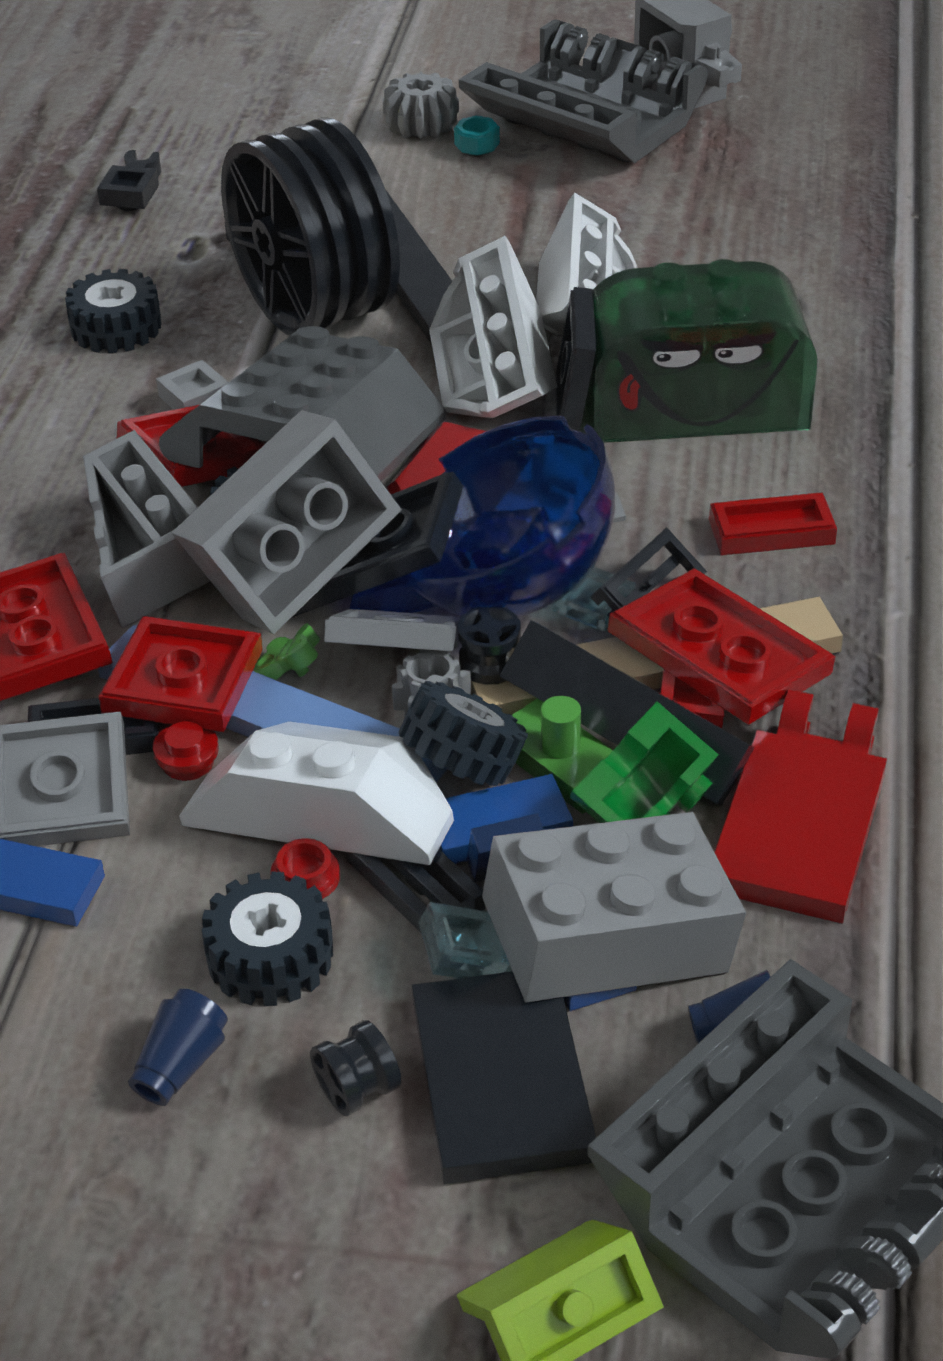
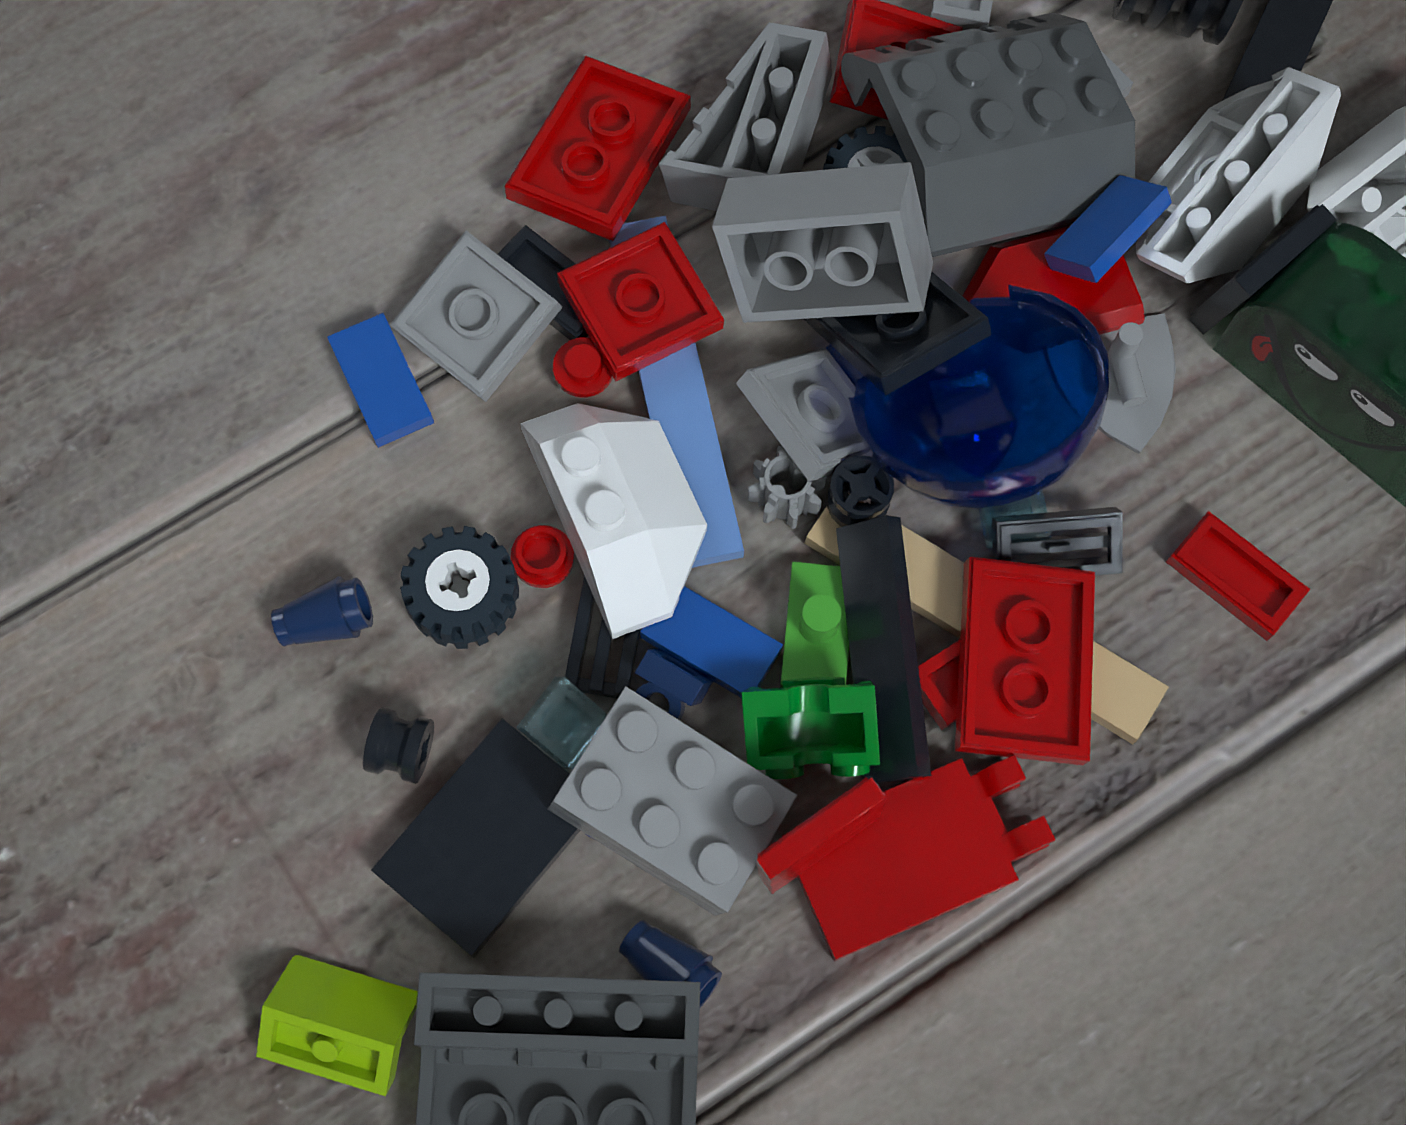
camera: 45 degrees right, 30 degrees up
(289, 654) = (734, 350): bright green piece -> none
(453, 410) = (1108, 228): none -> blue tile
(463, 733) = (745, 558): black wheel -> none
(744, 803) = (820, 834): none -> red tile

